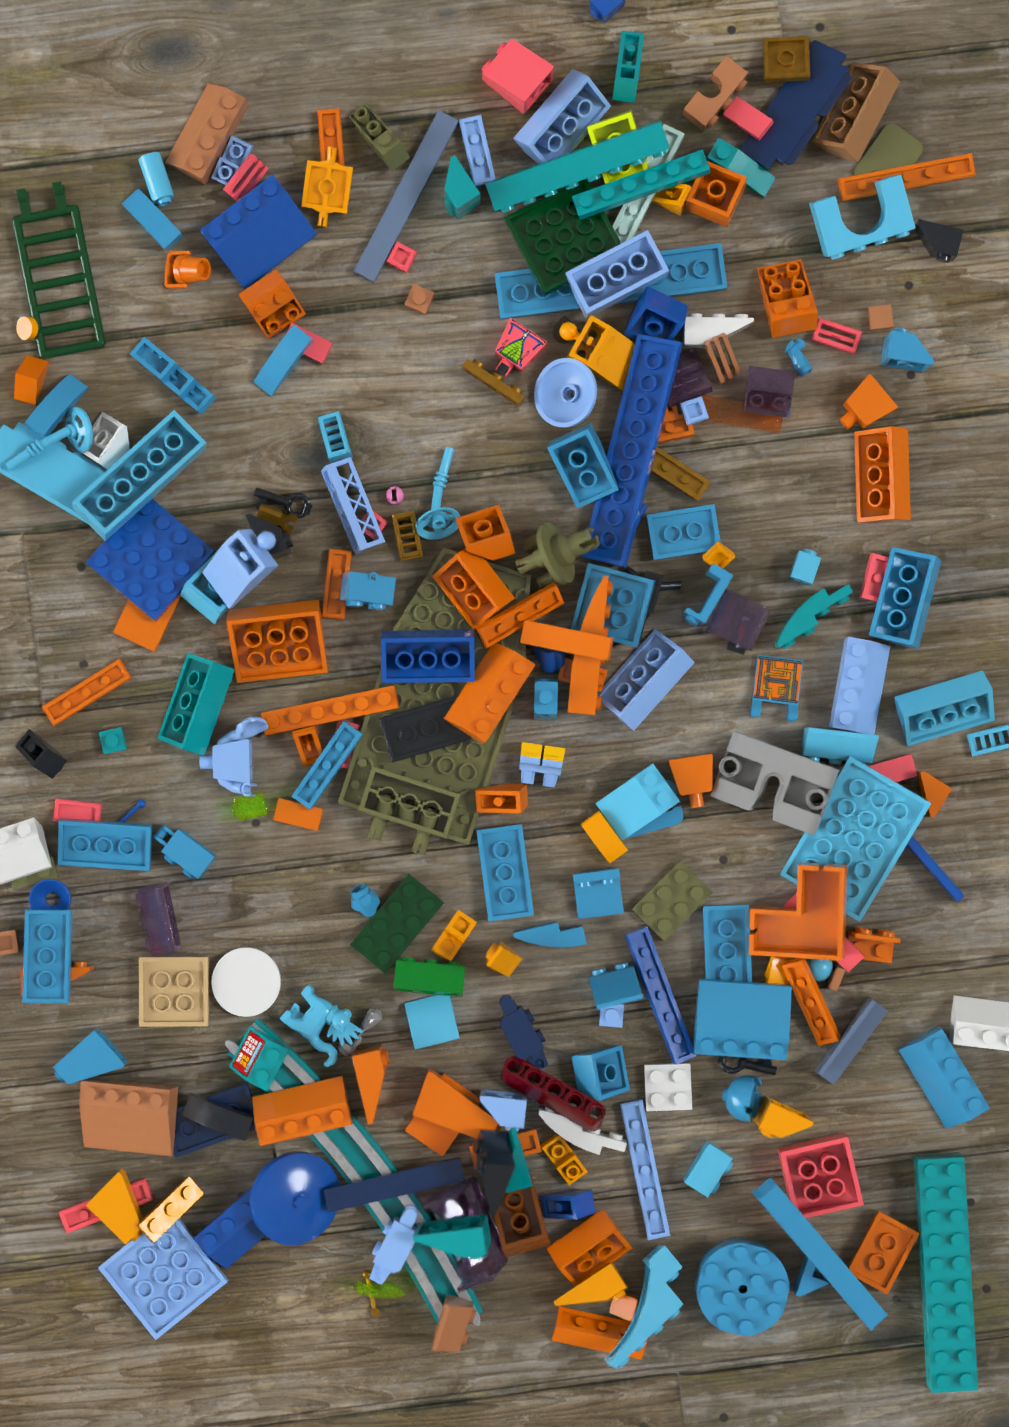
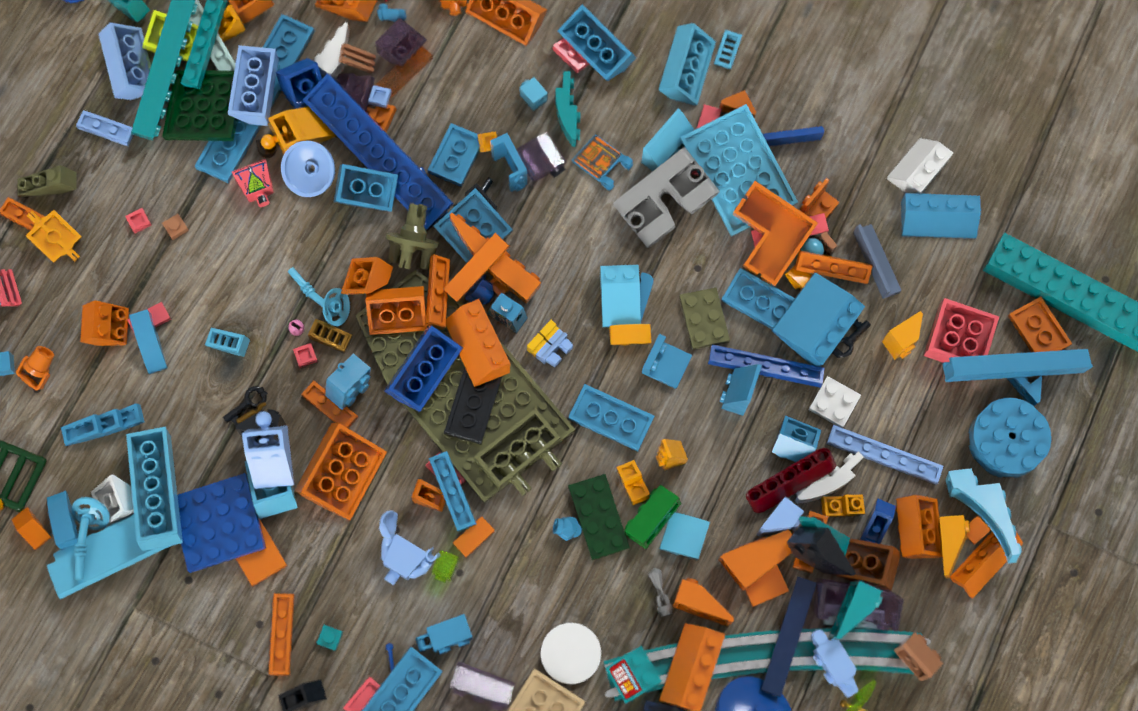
camera: 65 degrees left, 15 degrees down
(195, 704) = (344, 558): teal slope -> none
(258, 232) = (48, 302): blue slope -> none
(314, 1020) = (631, 620): medium azure animal -> none
(331, 710) = (416, 462): orange plate -> none
(344, 507) = (281, 363): light blue fence -> none
(406, 196) = (100, 192): sand blue tile -> none
(460, 191) = (122, 149): teal slope -> none
(493, 381) = (267, 212): pearl gold plate -> none
(502, 798) = (557, 385): orange slope -> none
(518, 75) = (75, 68): coral slope -> none
(521, 1034) = (732, 477): dark blue hinge -> none
(552, 936) = (677, 412): dark azure slope -> none
(612, 1016) = (759, 409): light blue plate -> none
(645, 679) = (539, 239): light blue slope -> none
(679, 475) = (416, 133): pearl gold plate -> none
(692, 777) = (626, 249): orange torso -> none
(708, 1169) = (910, 409): medium azure brick -> none
(743, 1098) = (873, 354): dark azure cylinder -> none
(859, 686) = (633, 107): light blue slope -> none

